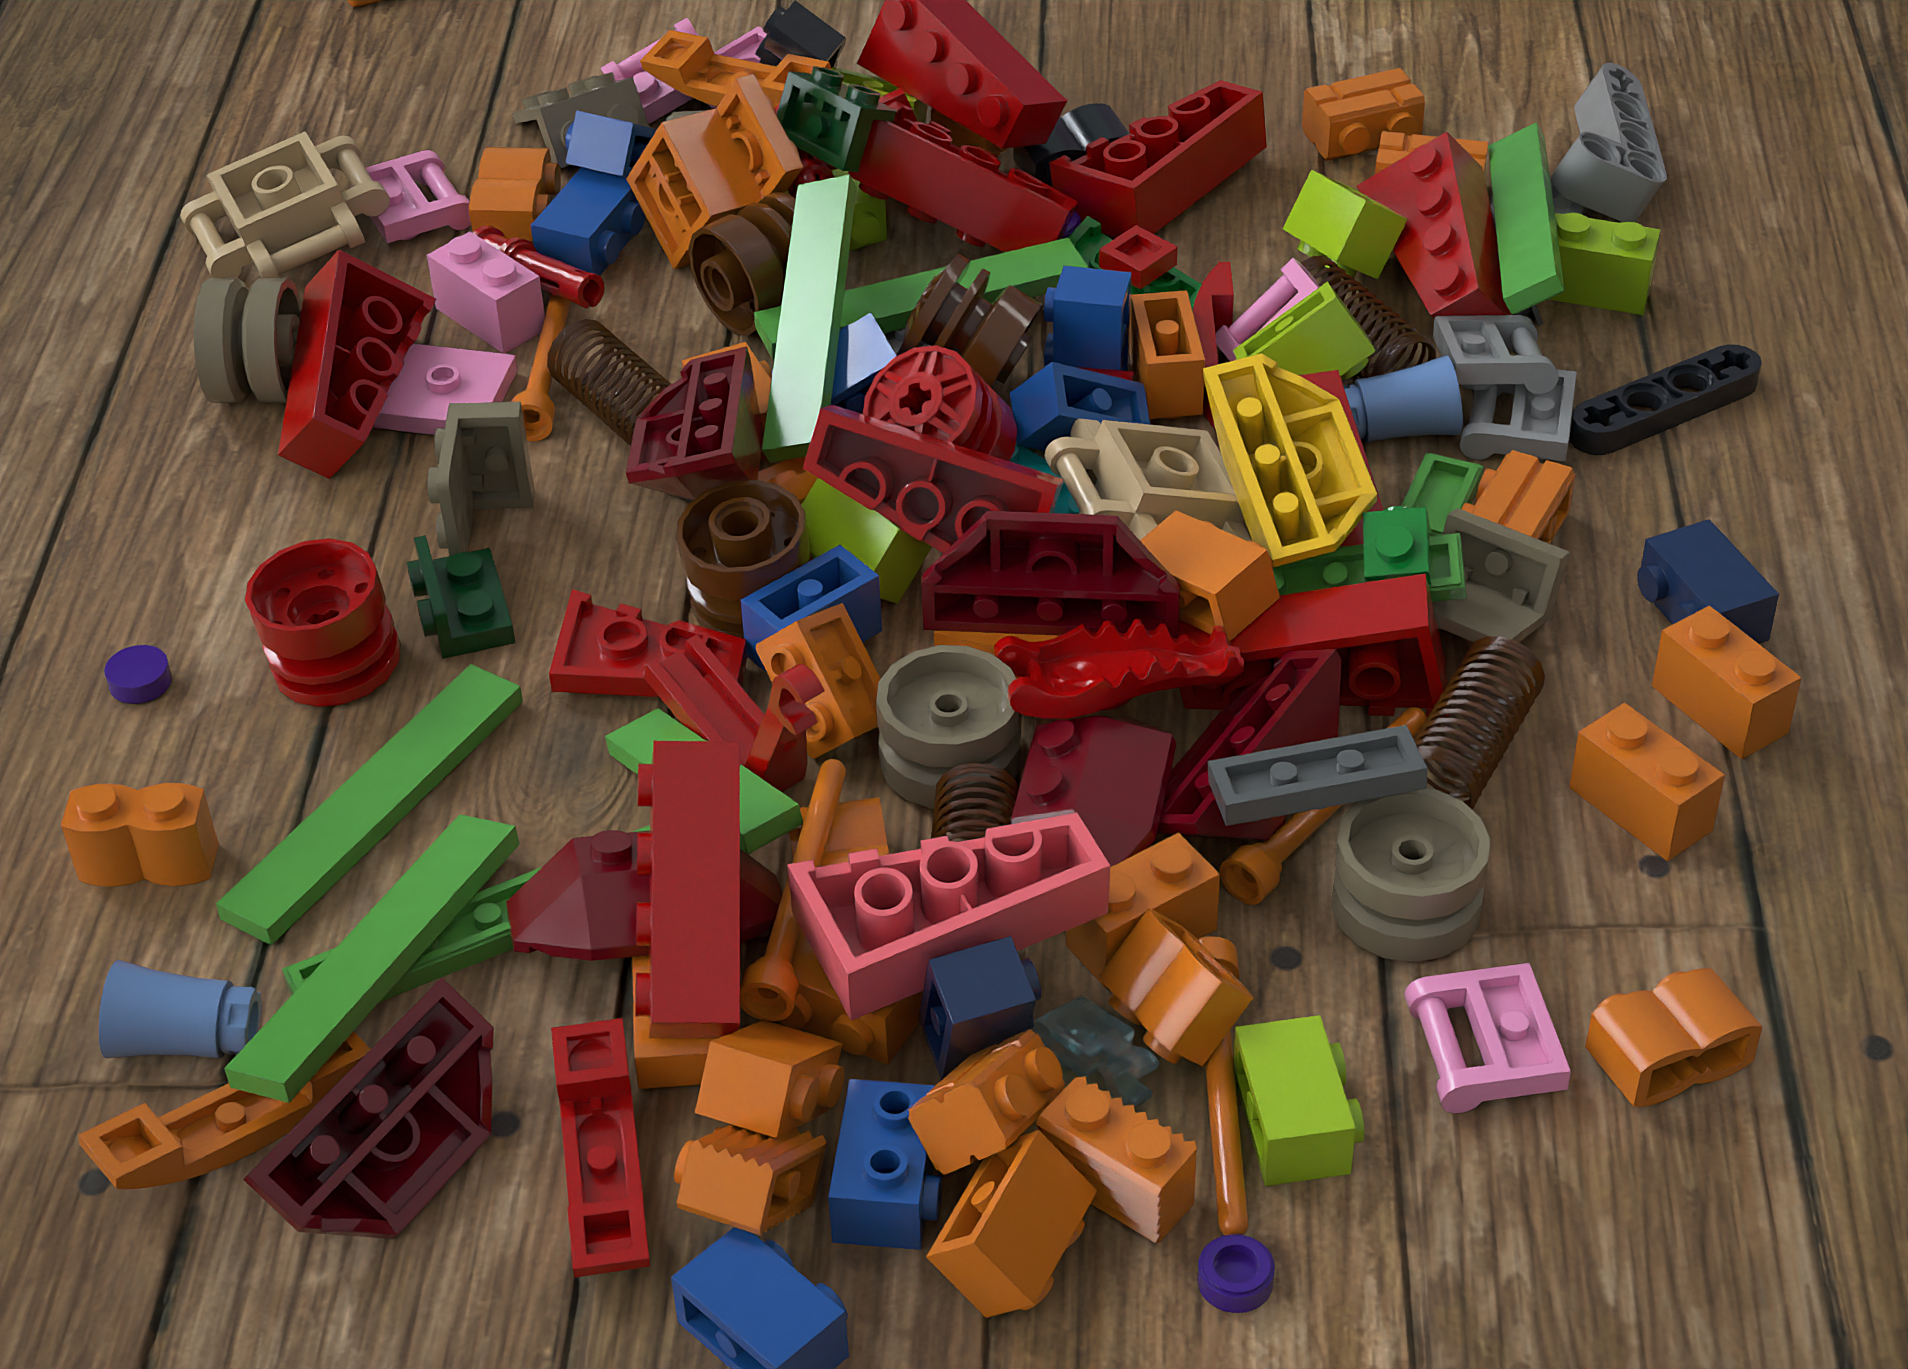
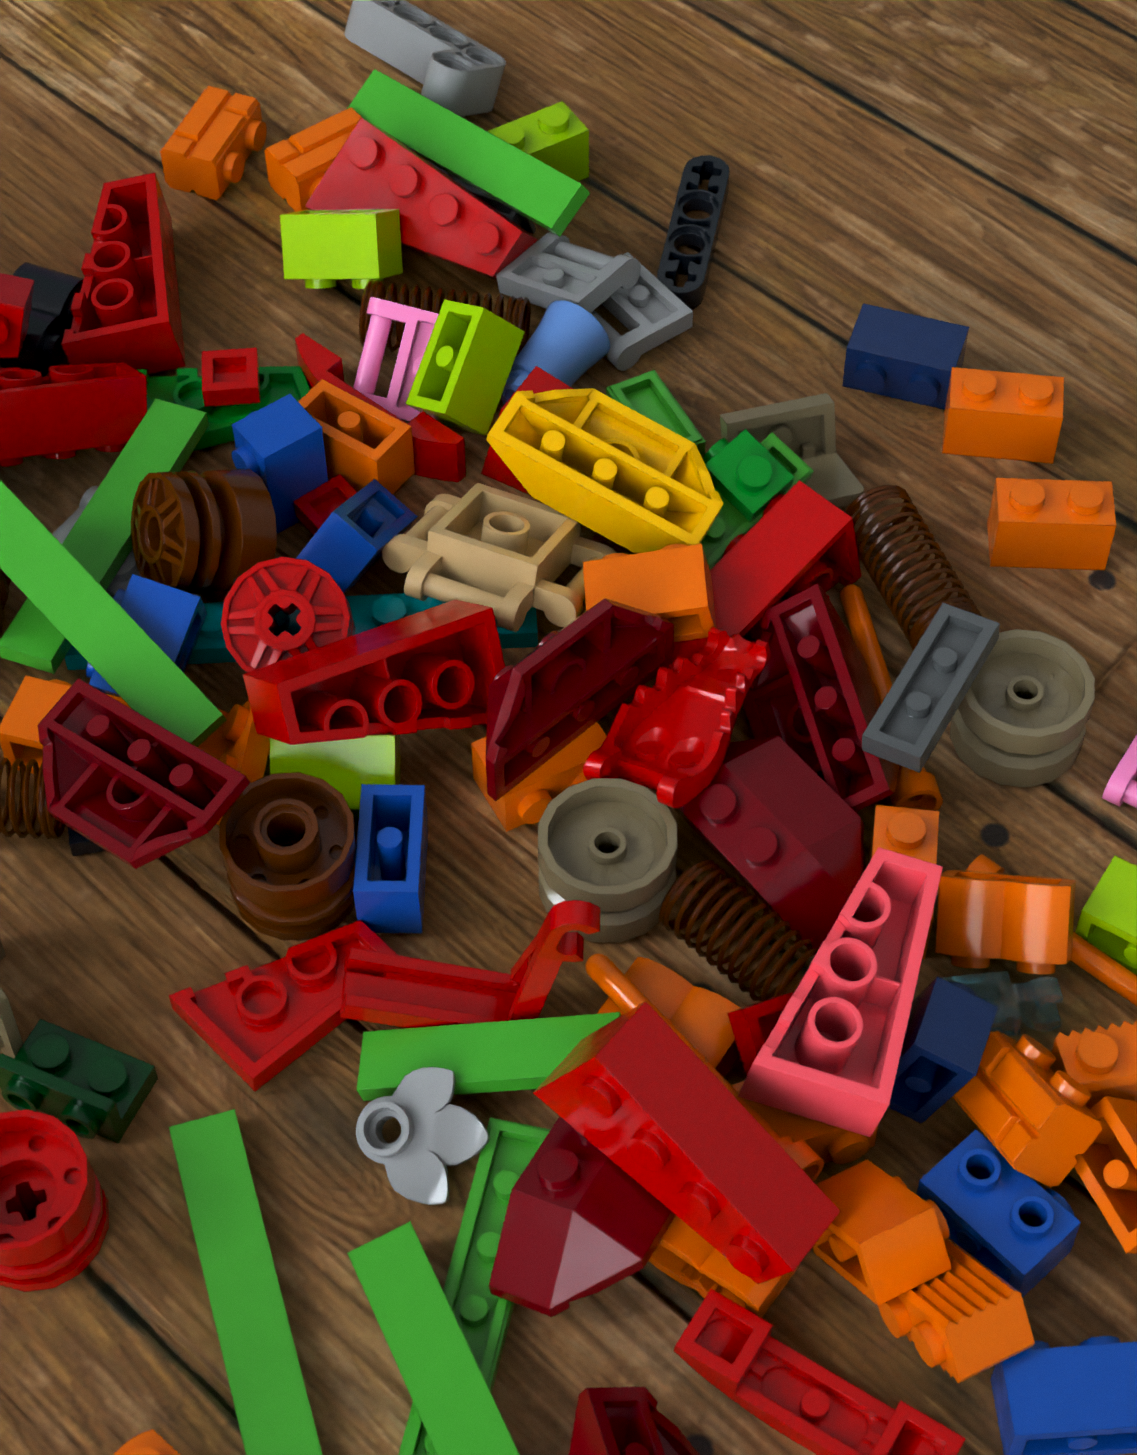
camera: 50 degrees left, 10 degrees up
(598, 789) = (430, 1137): none -> light grey plate
(839, 659) = (478, 901): orange bracket -> none
(1526, 495) = (721, 379): orange brick -> none

